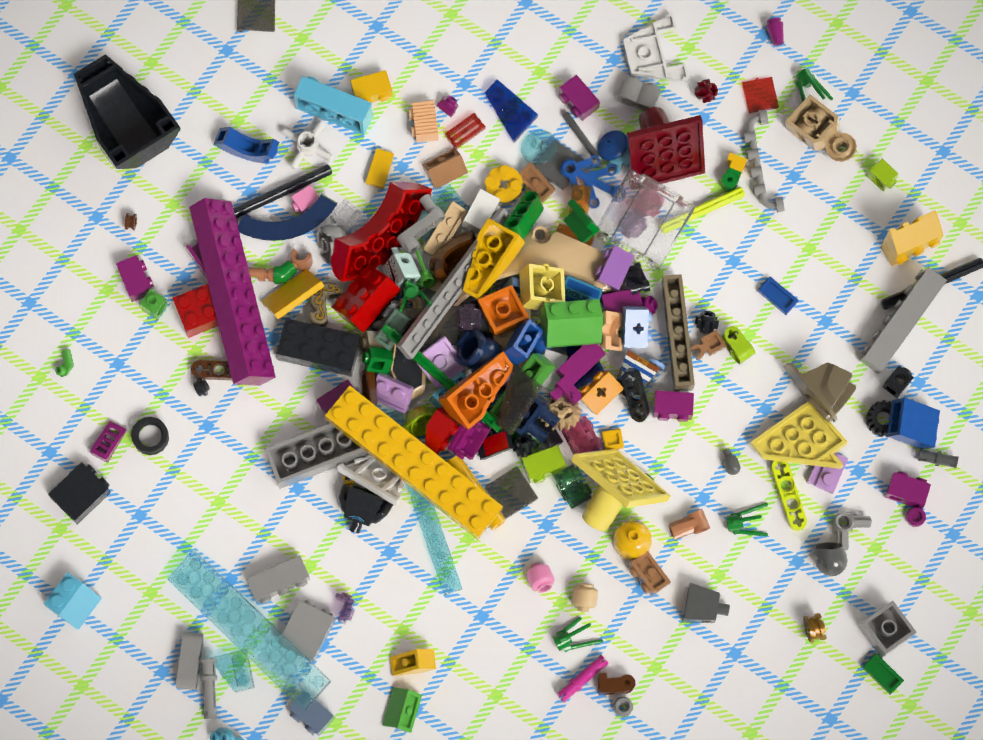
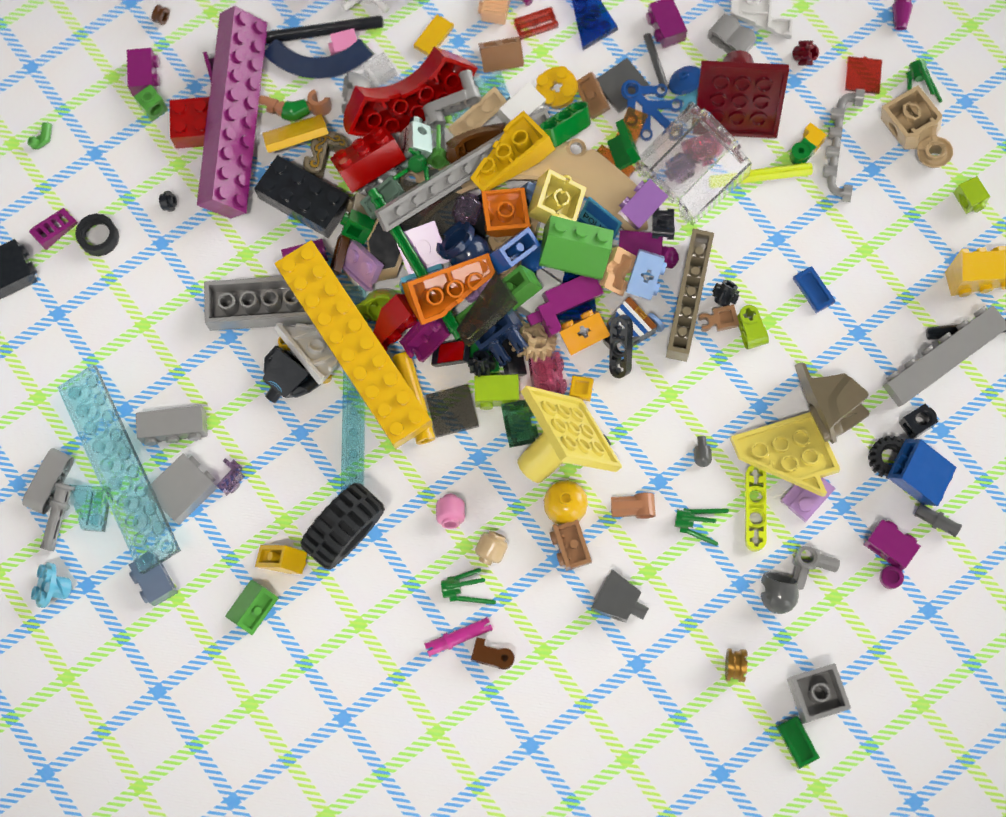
camera: 25 degrees right, 0 degrees up
(204, 374) = (184, 181): reddish brown beam -> none
(459, 617) = (342, 525): none -> black tyre
(539, 147) = (607, 61): clear light blue piece -> none
(623, 700) = (492, 675): light grey plate -> none
(673, 405) = (659, 371): magenta brick -> none

